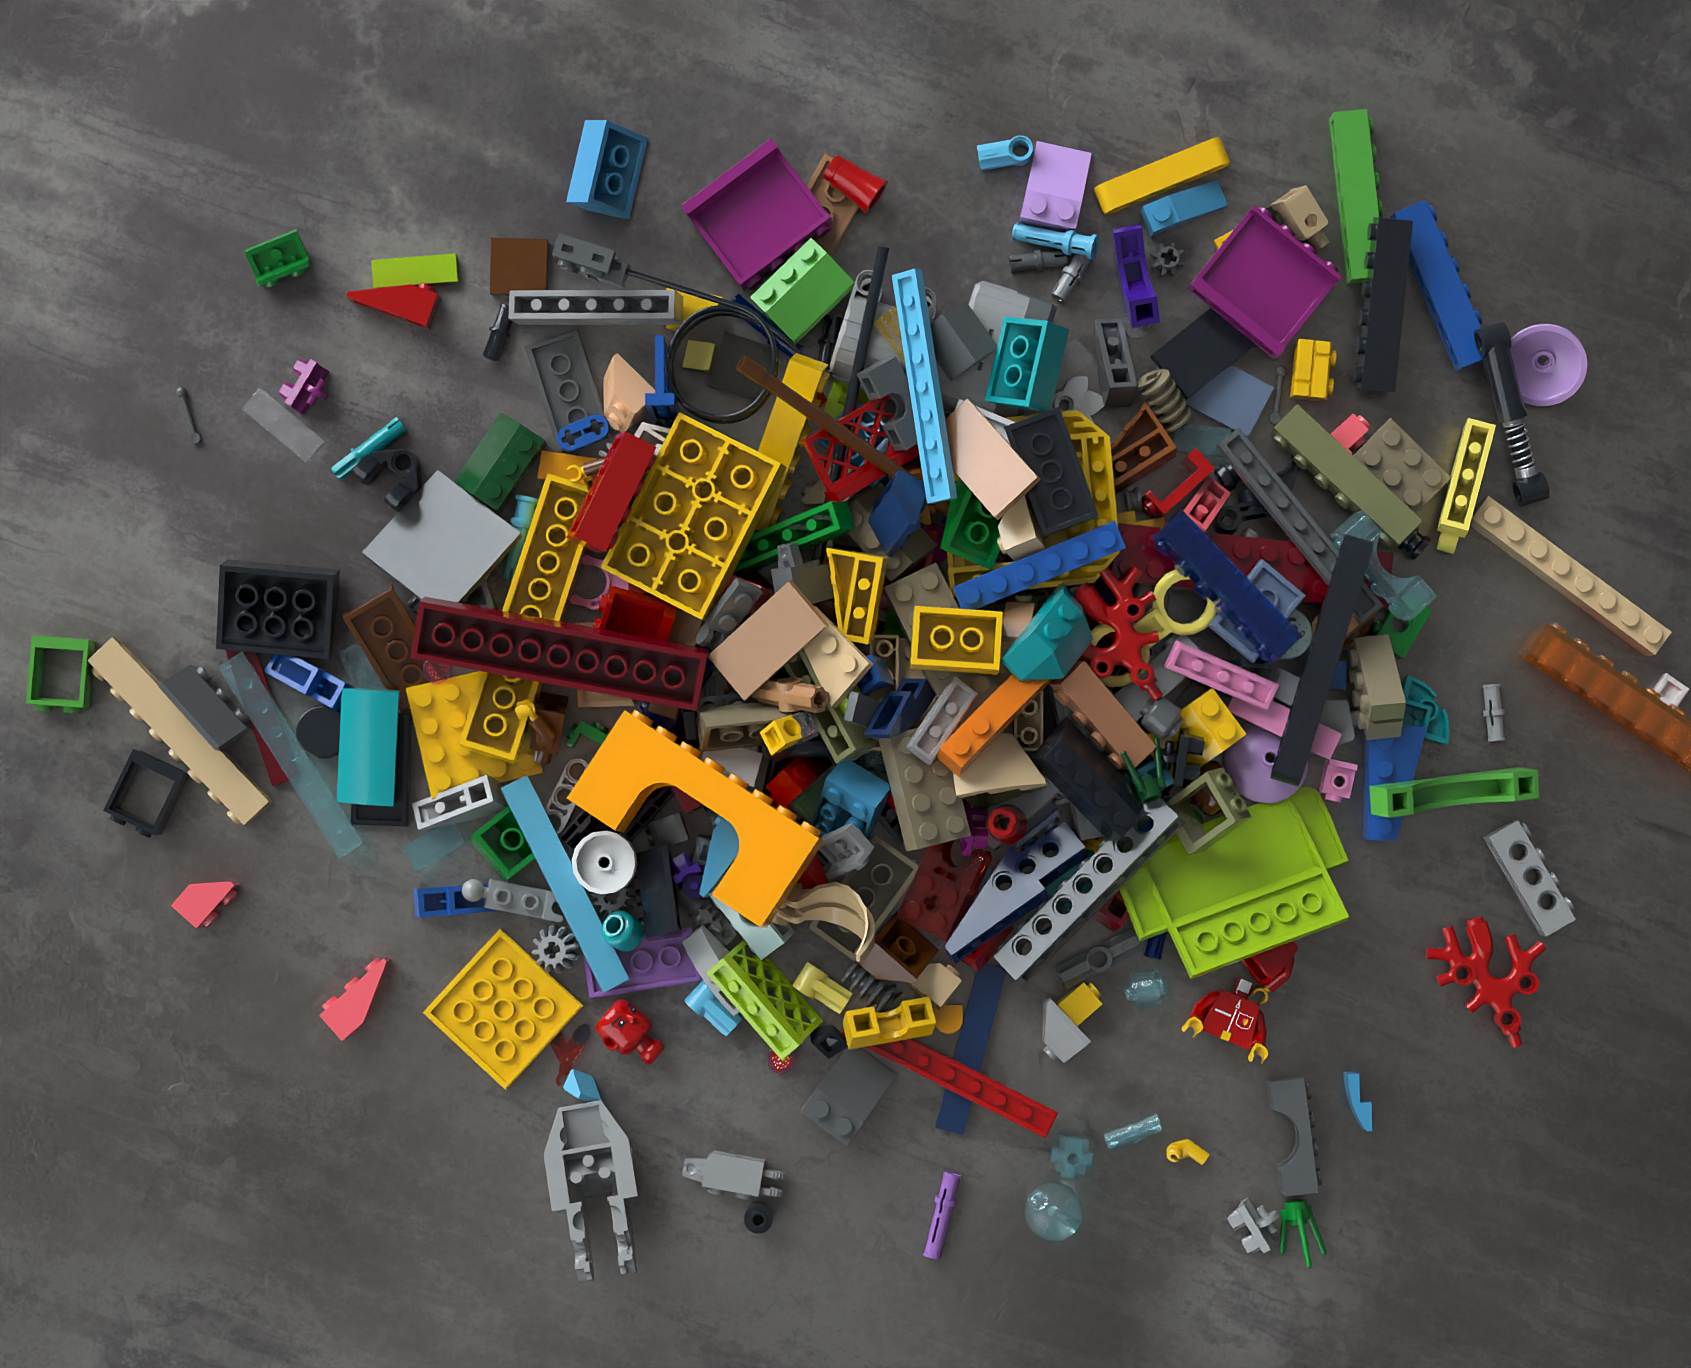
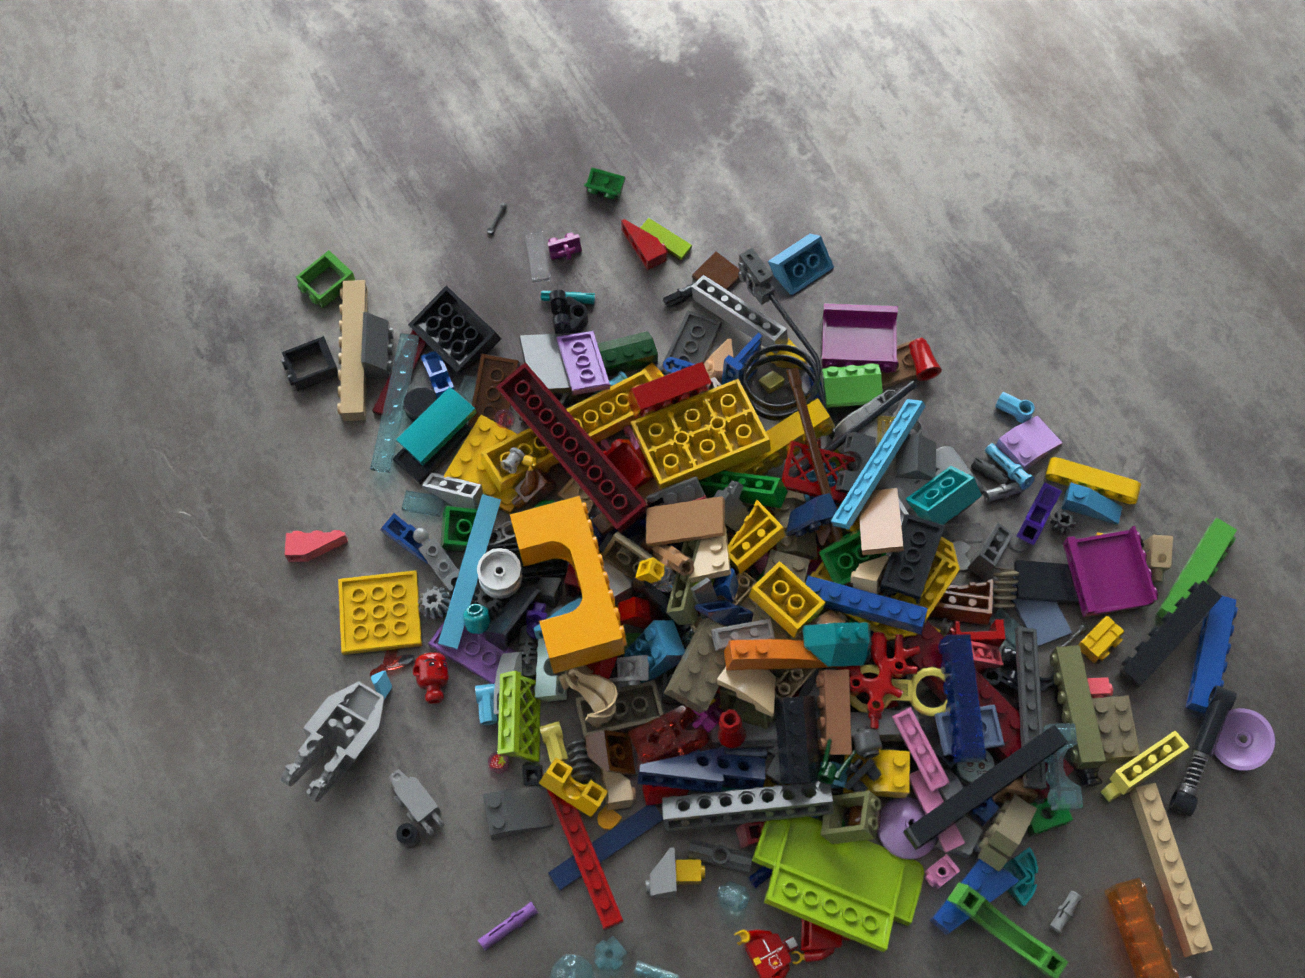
camera: 45 degrees right, 20 degrees down
(202, 900) = (285, 434): coral slope -> none
(468, 526) = (583, 363): none -> tile
(505, 724) = (513, 460): none -> light grey bush

